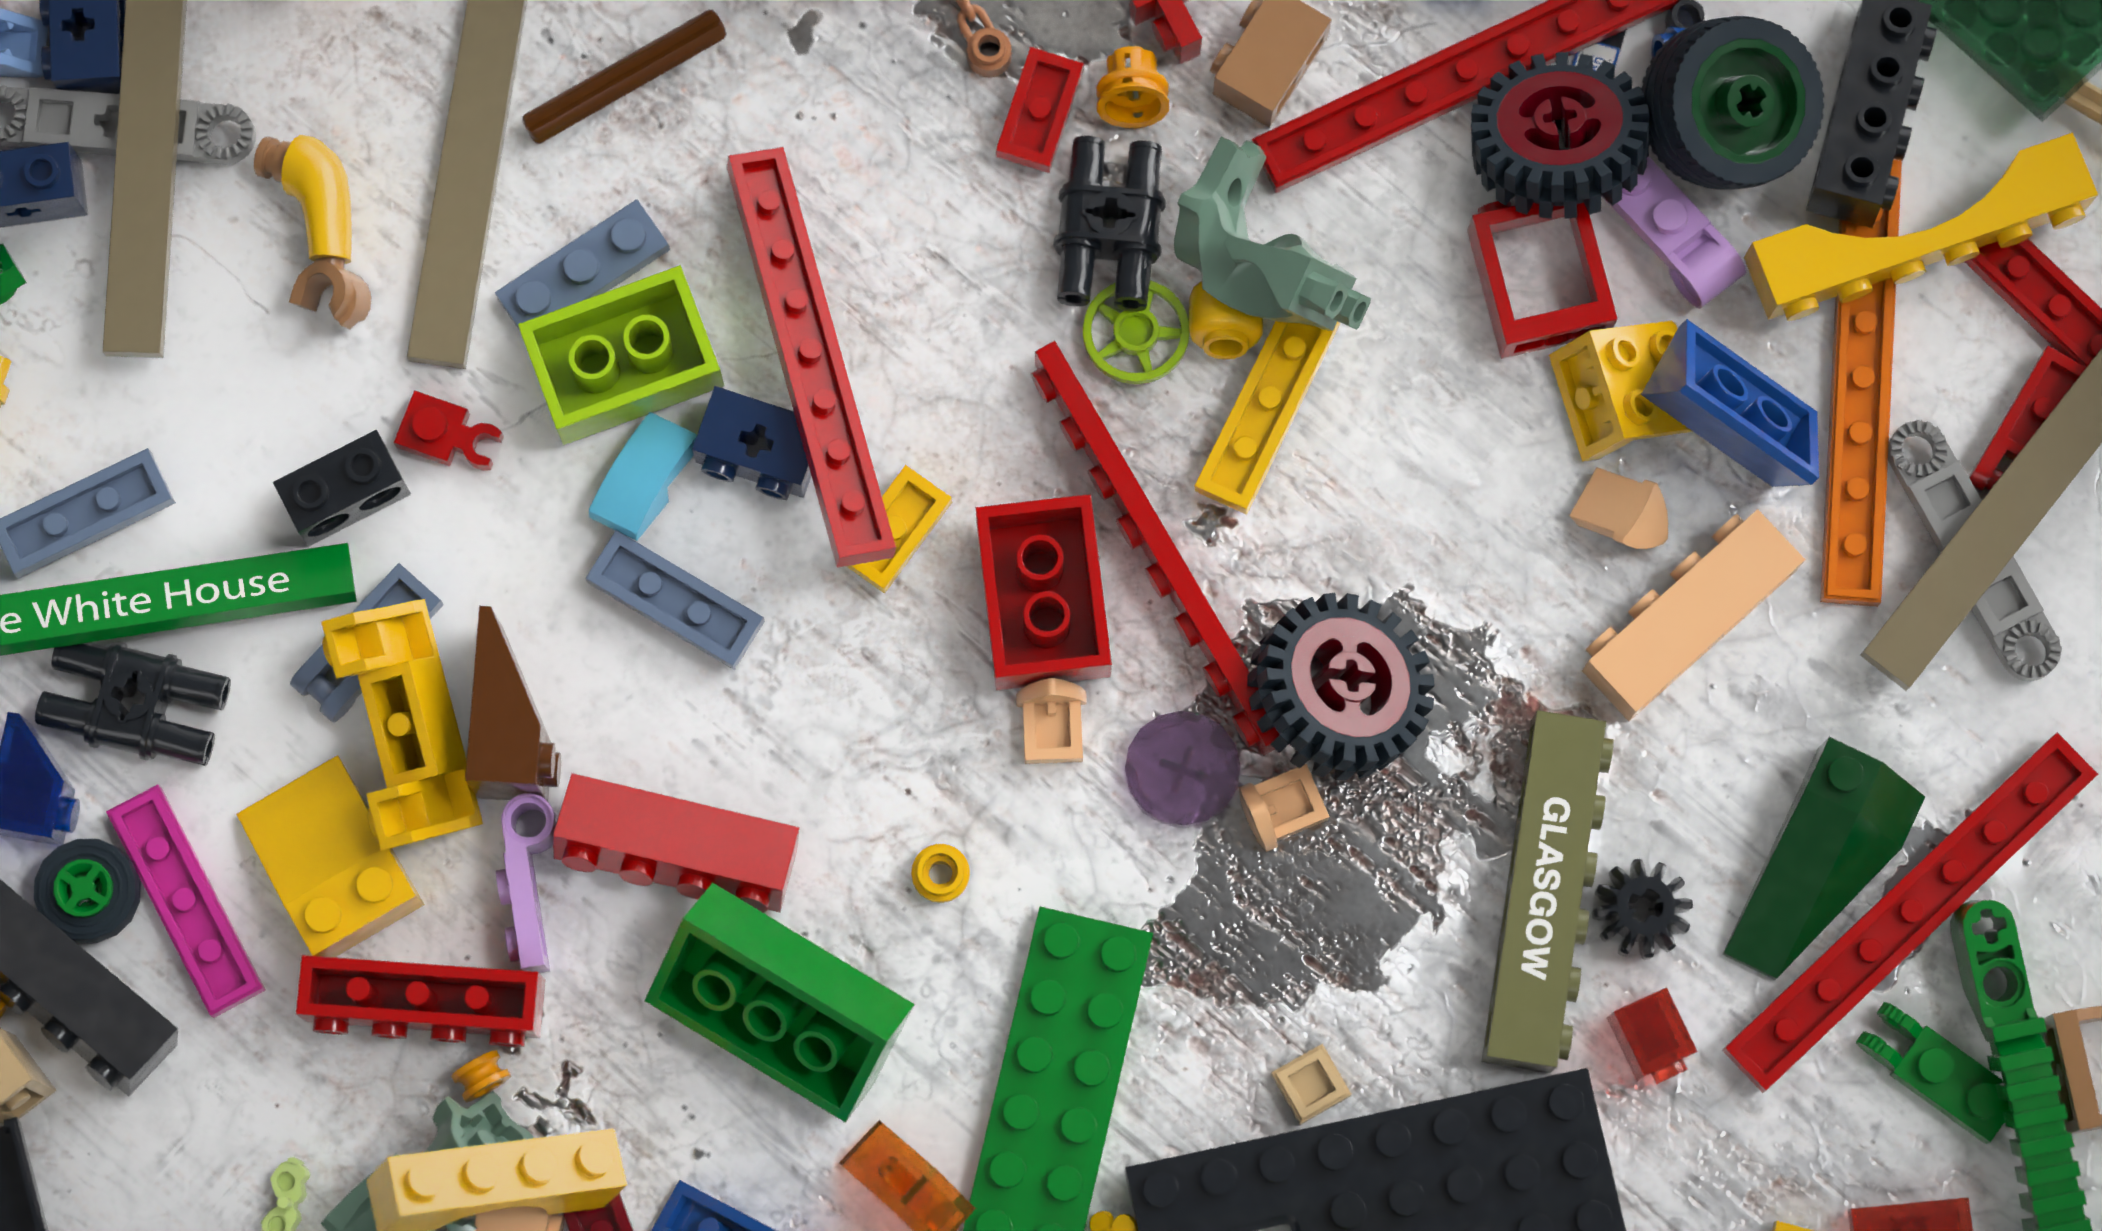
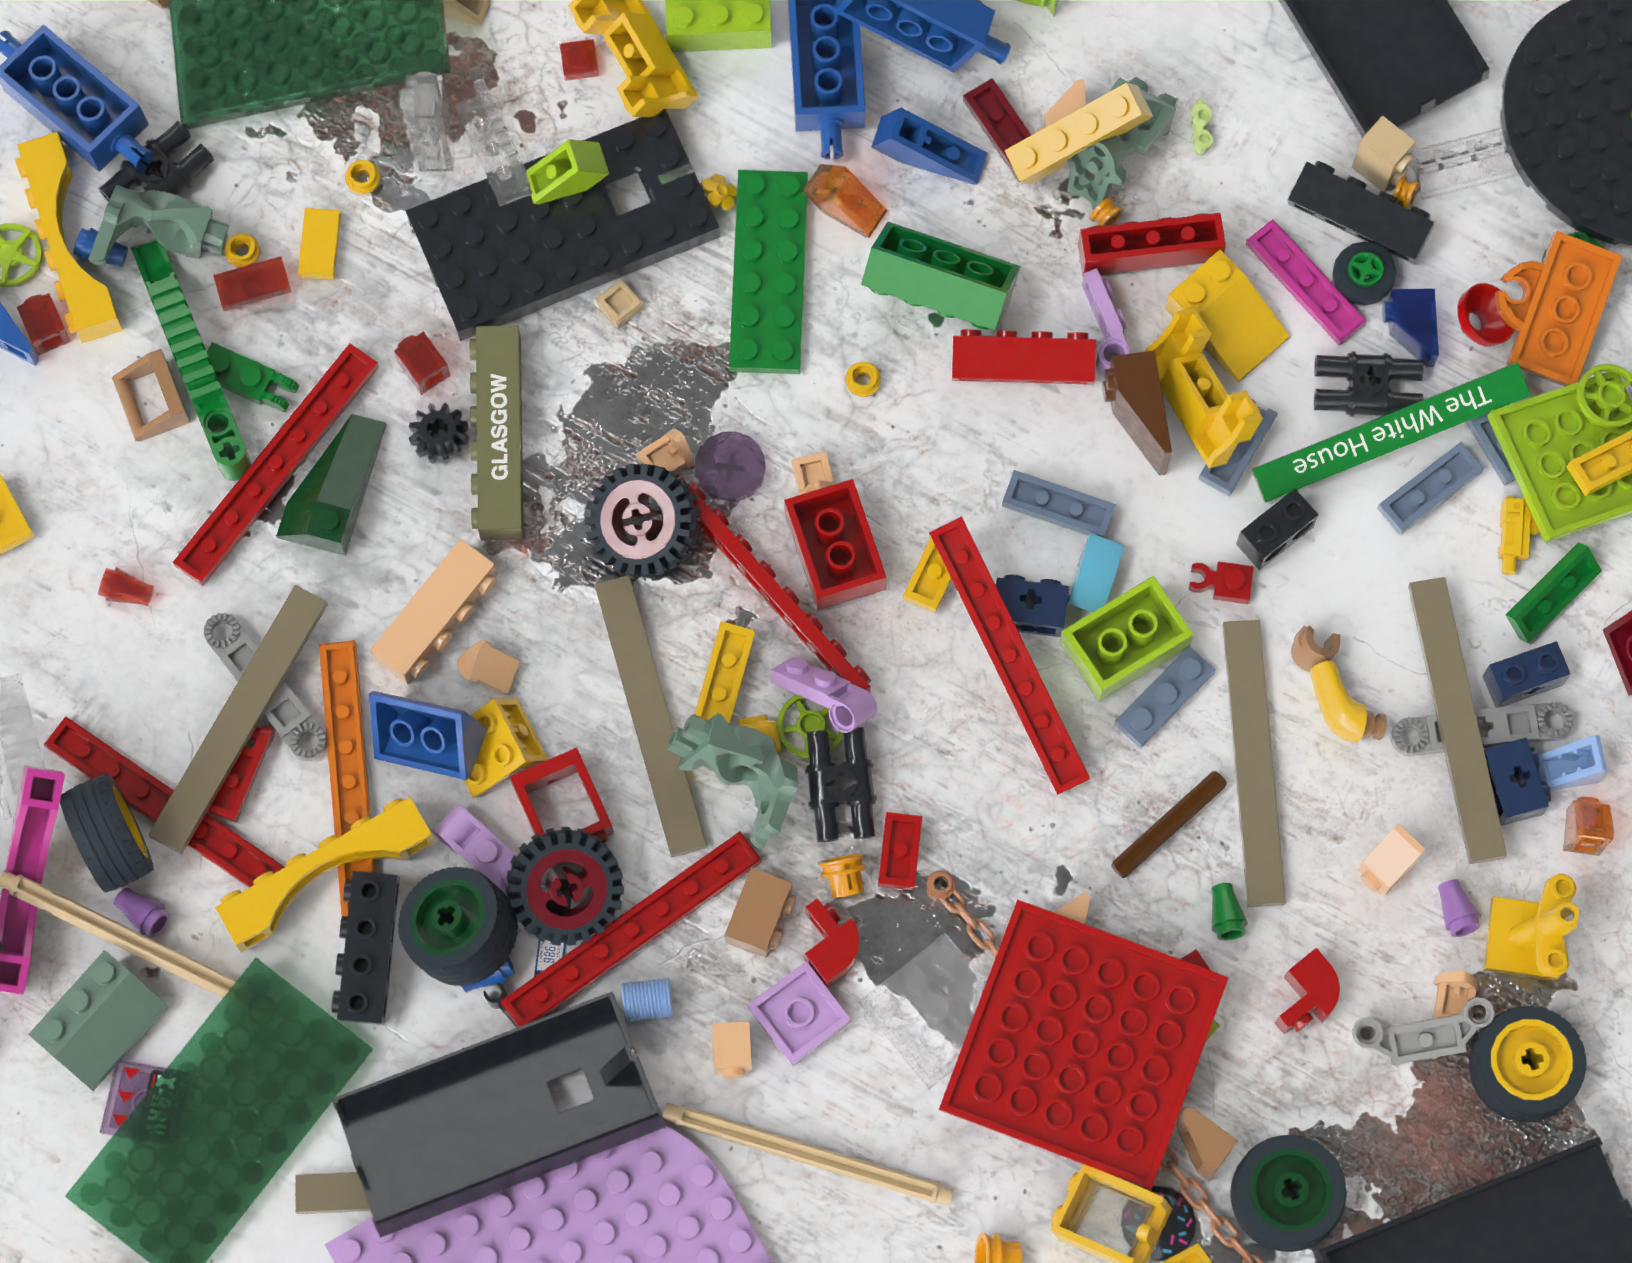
camera: 170 degrees right, 5 degrees down
(1079, 330) = (847, 703): none -> lavender plate
(1382, 399) = (649, 715): none -> dark tan tile

